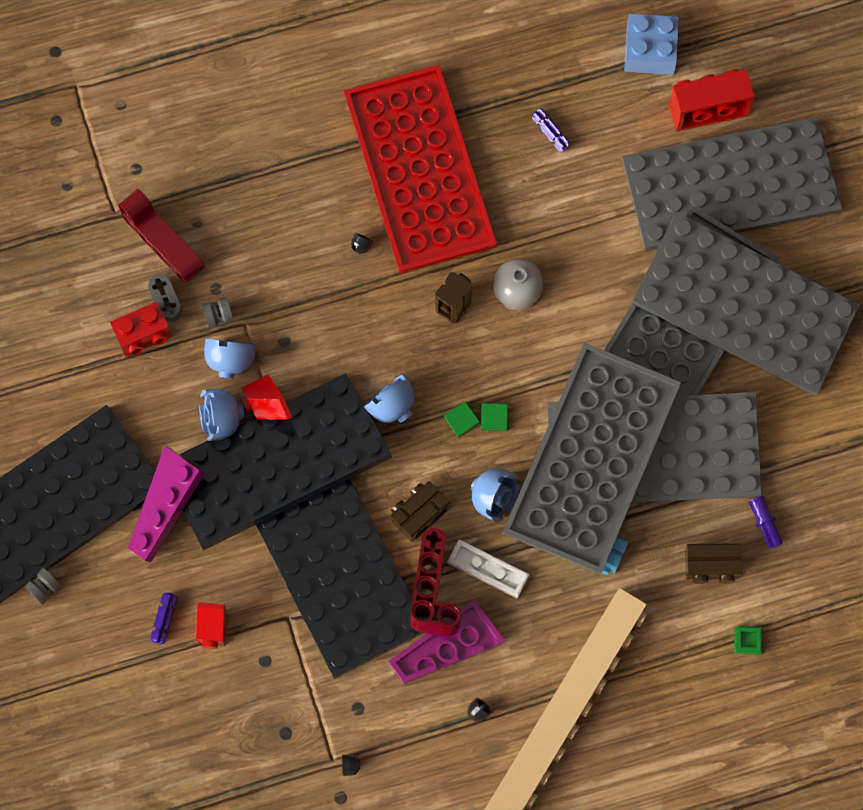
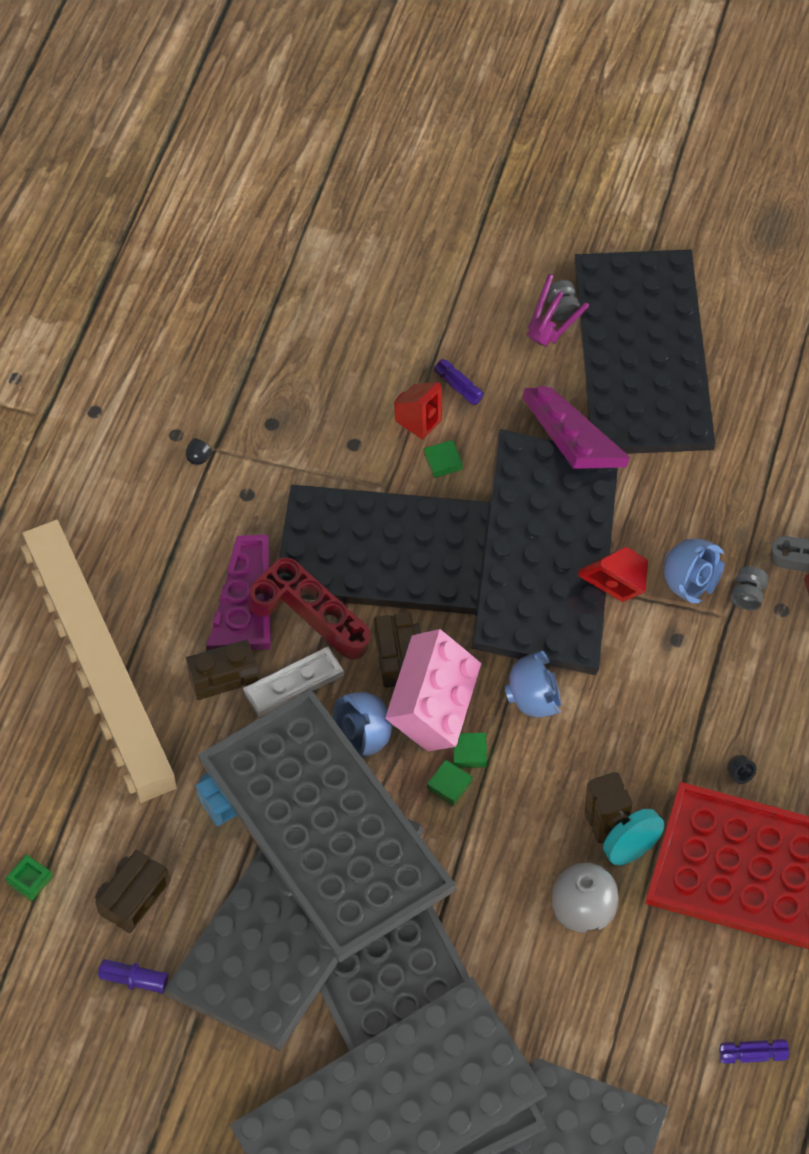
camera: 125 degrees right, 15 degrees down
(79, 582) = (542, 329): none -> magenta plant
(141, 329) = (777, 508): red bracket -> none
(219, 414) = (631, 525): medium blue cylinder -> none
(239, 586) = (443, 458): none -> green tile
(443, 457) = (433, 690): none -> bright pink brick
(450, 264) = (634, 838): none -> teal tile
(479, 710) = (153, 588): black hinge -> none
(516, 616) = (222, 669): none -> dark brown brick

